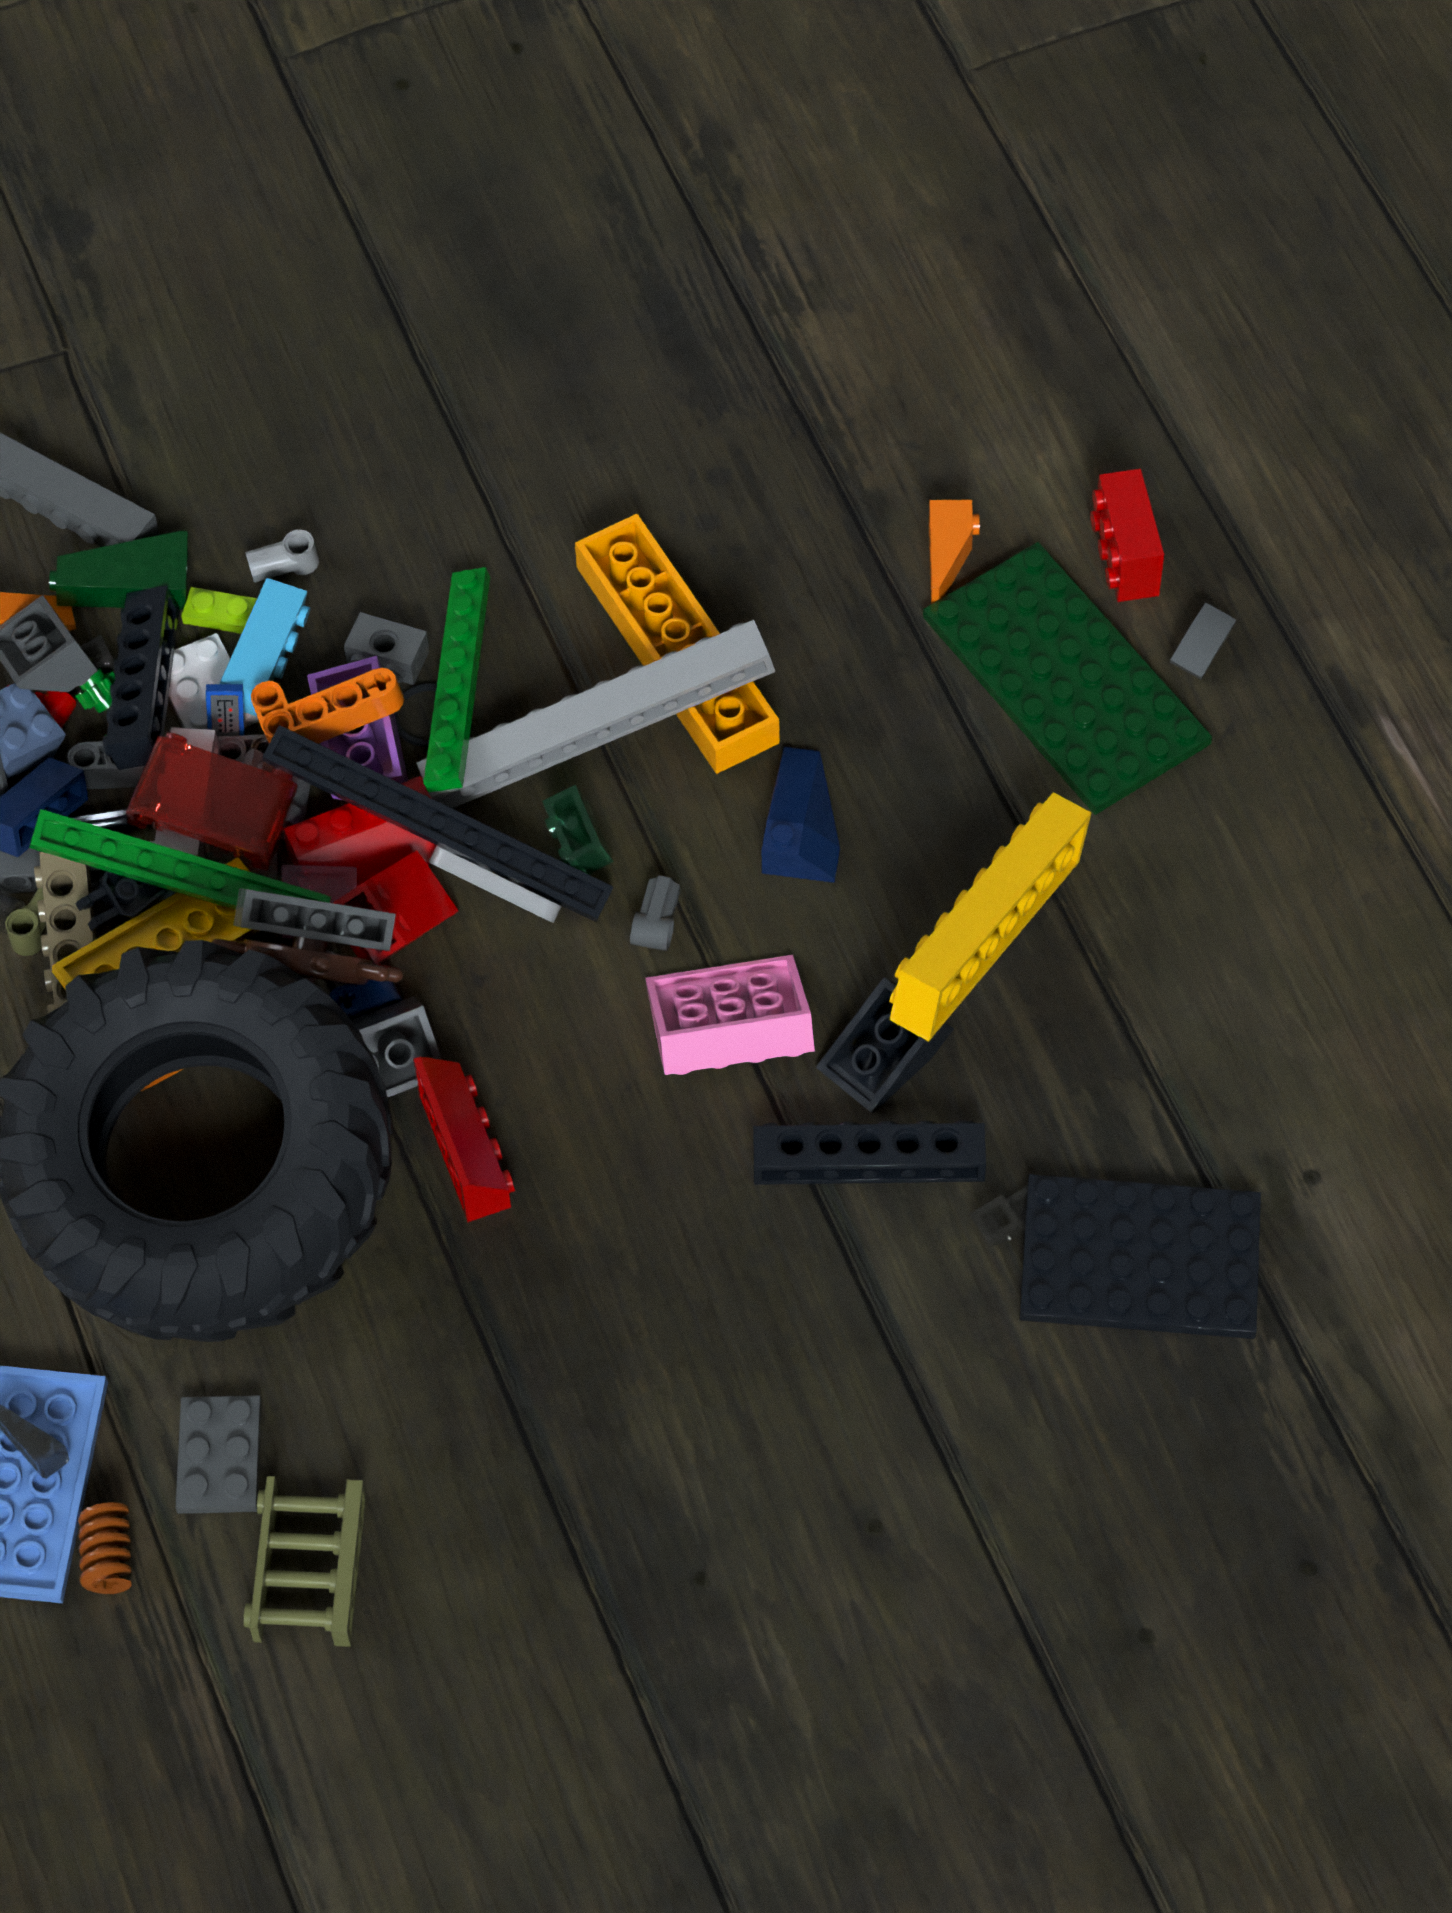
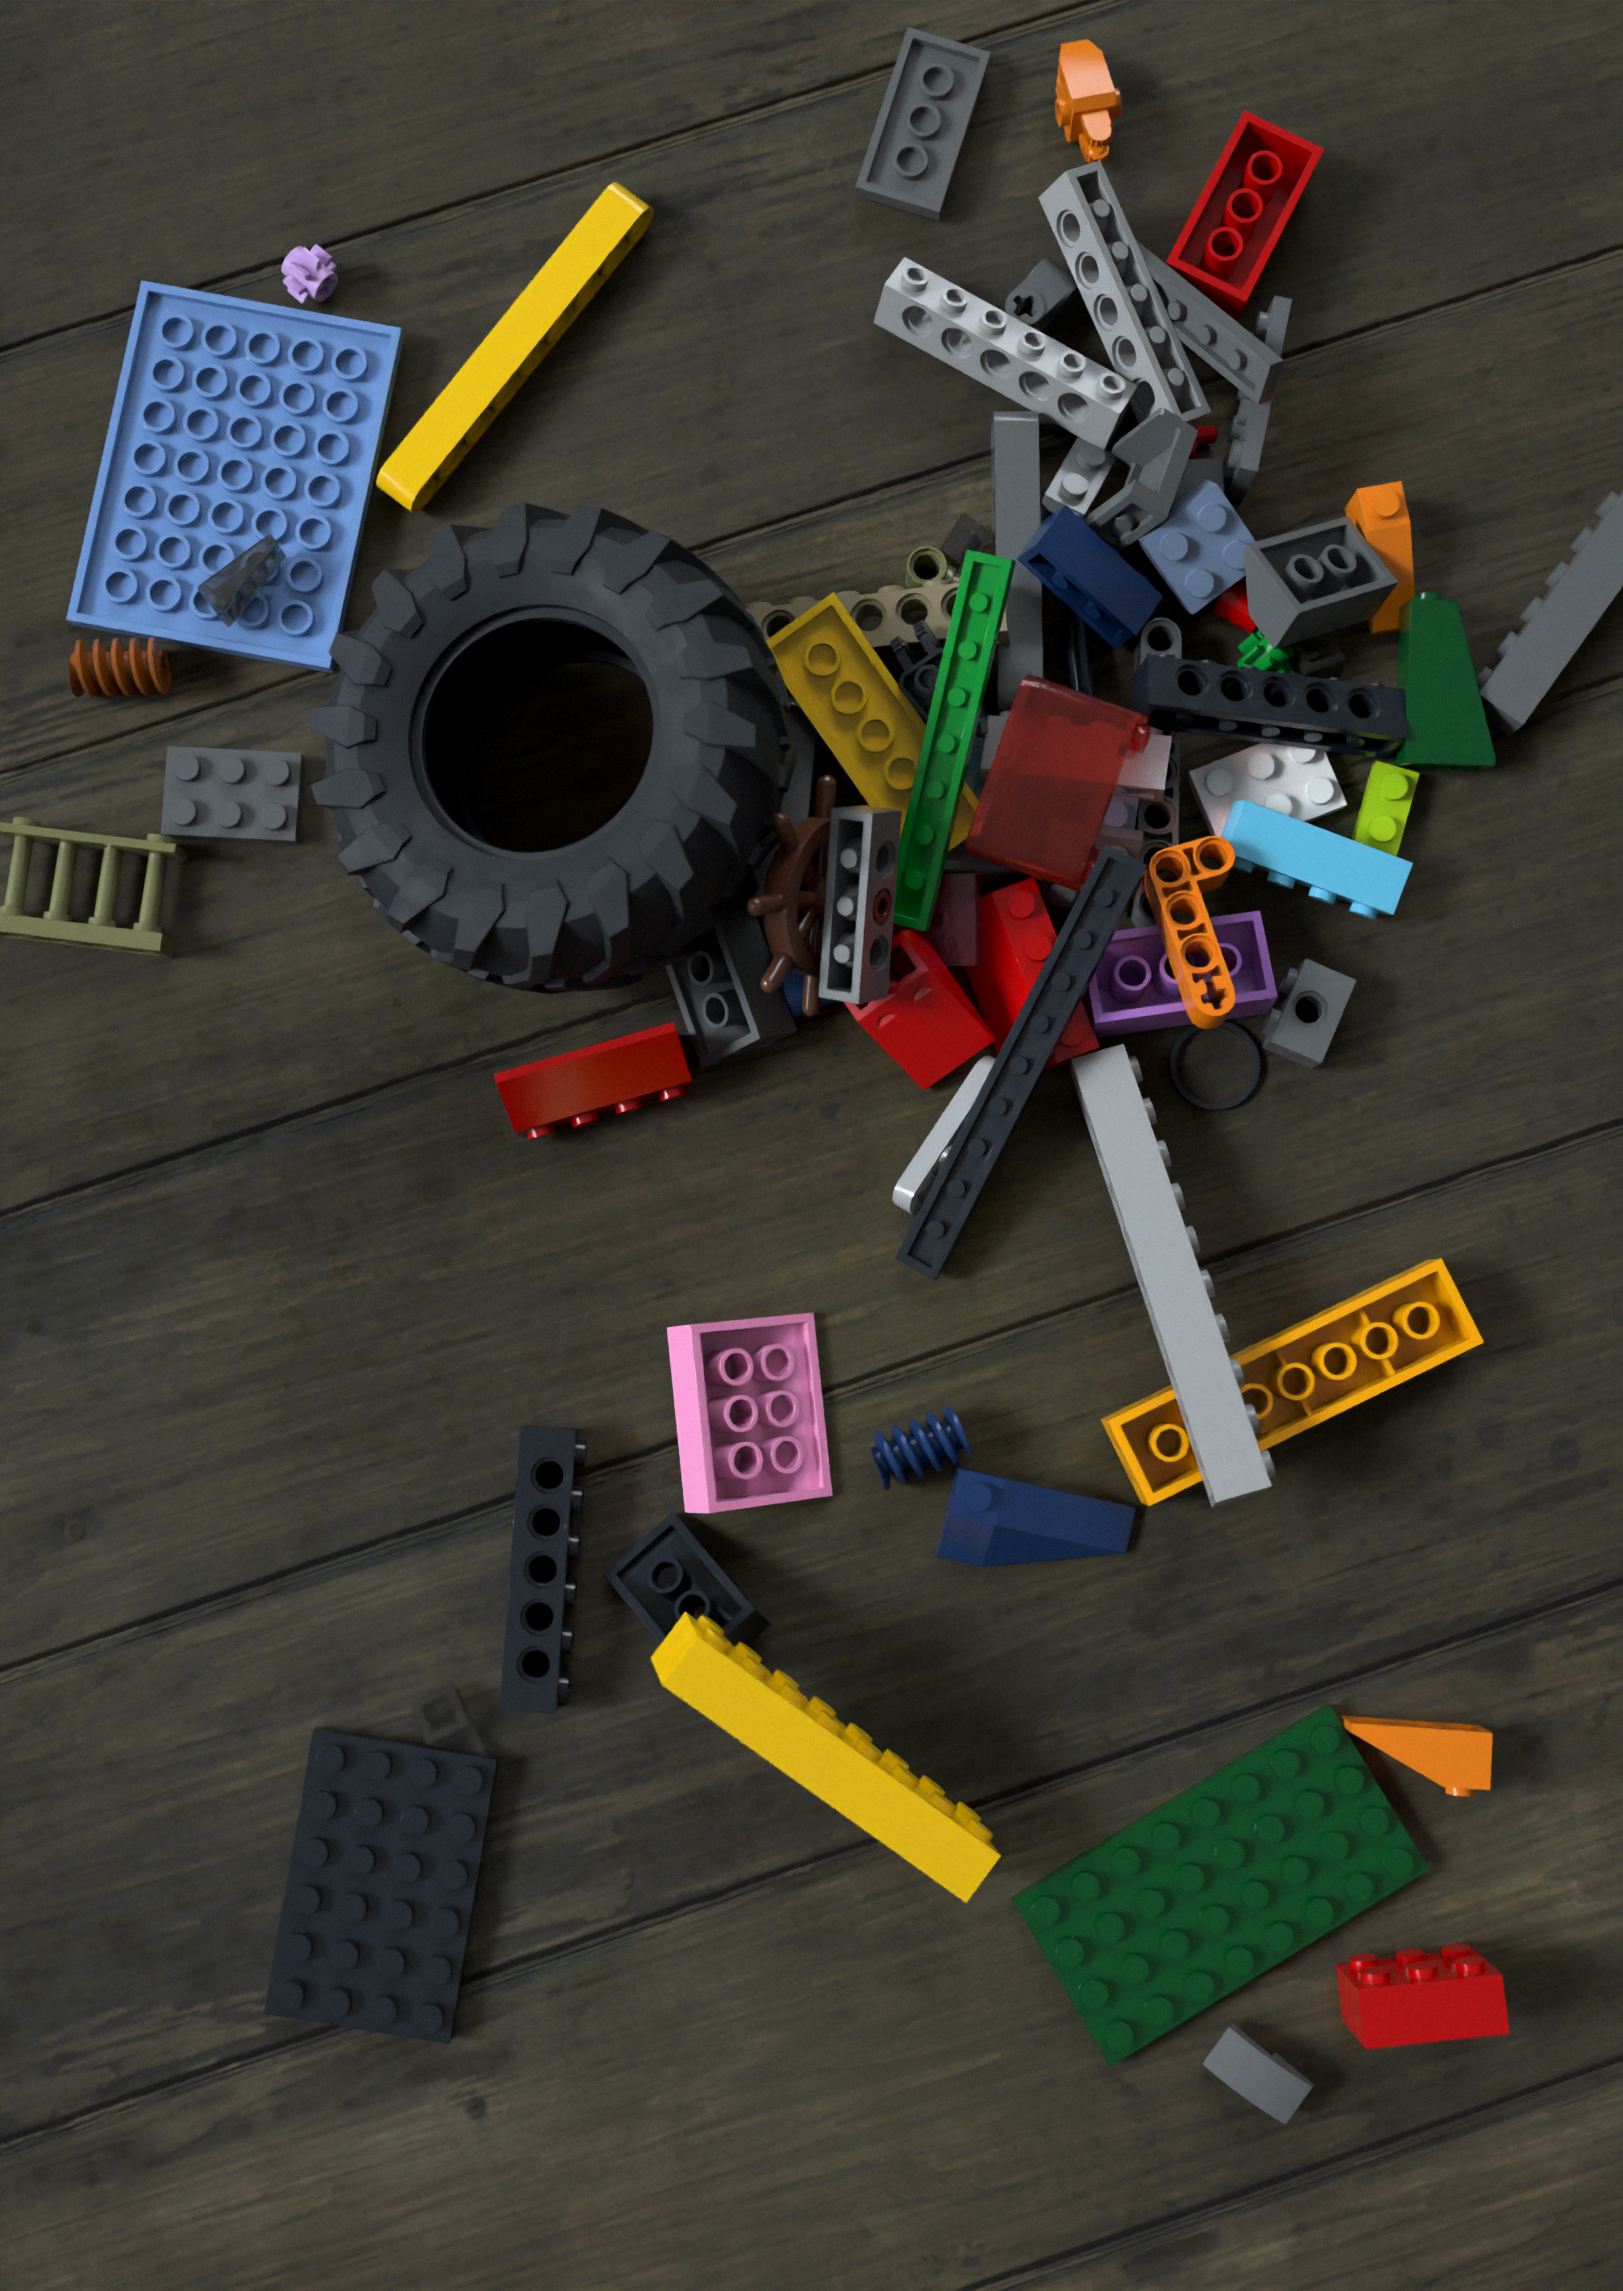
camera: 90 degrees right, 25 degrees up
(225, 709) = (1208, 808): tile -> none
(283, 556) = (1455, 882): light grey piece -> none
(457, 680) = (1245, 1099): green plate -> none
(577, 831) = (1013, 1239): clear green brick -> none
(655, 921) = (884, 1328): dark grey piece -> none
(747, 888) = (919, 1447): none -> dark blue piece

